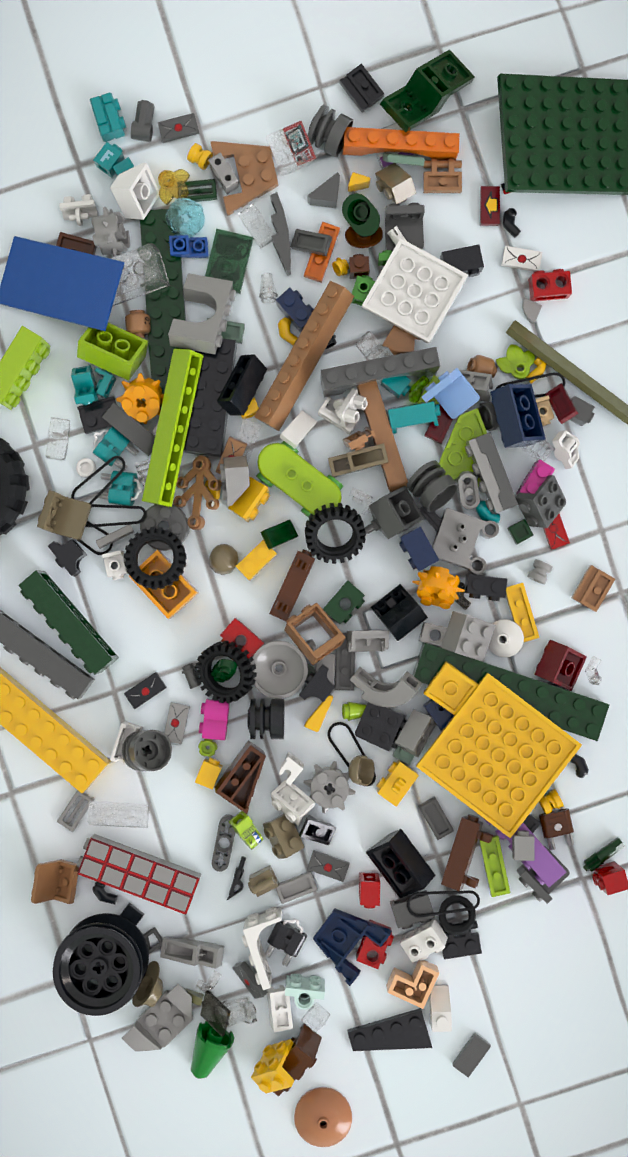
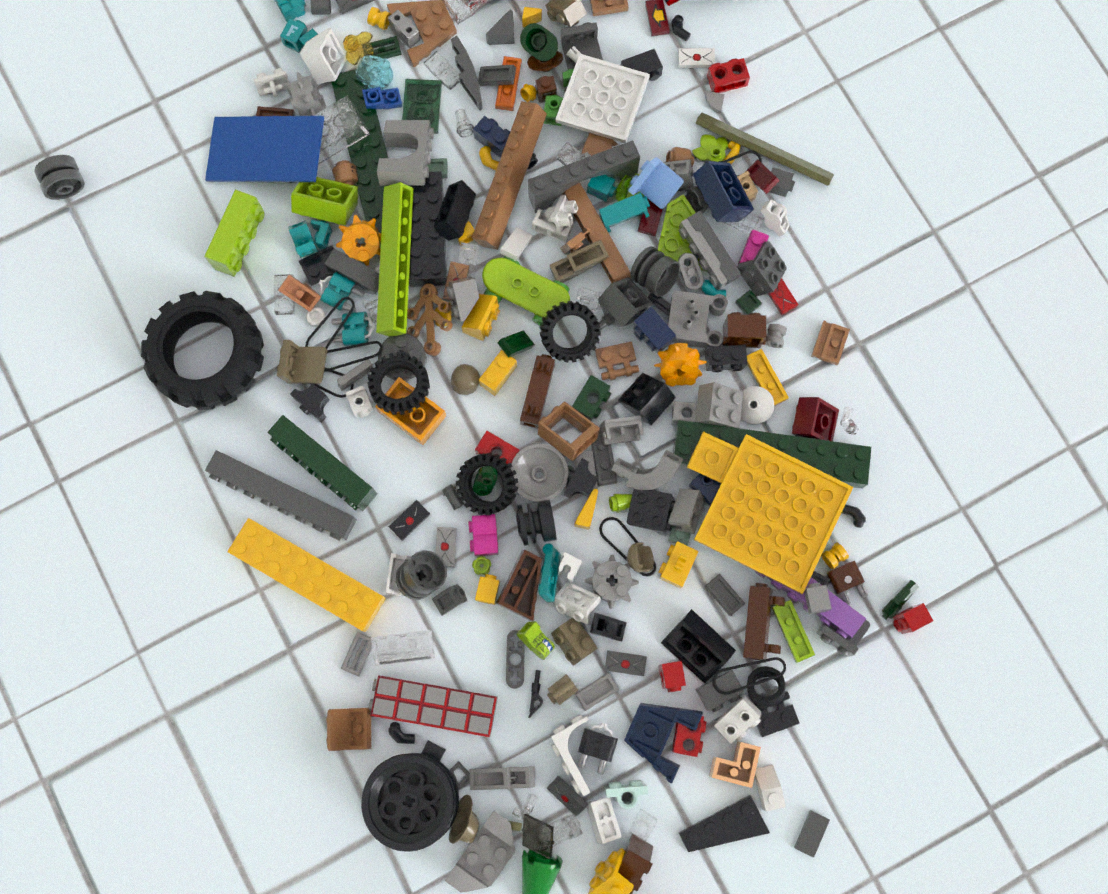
camera: 15 degrees left, 10 degrees down
(73, 443) = (299, 292): none -> nougat slope
(171, 775) = (449, 599): none -> dark grey bracket
(271, 769) = (549, 573): none -> teal plate
(377, 561) = (616, 355): none -> medium nougat plate
(462, 601) = (707, 378): clear smoke arm -> none
(509, 563) = (744, 330): none -> reddish brown brick

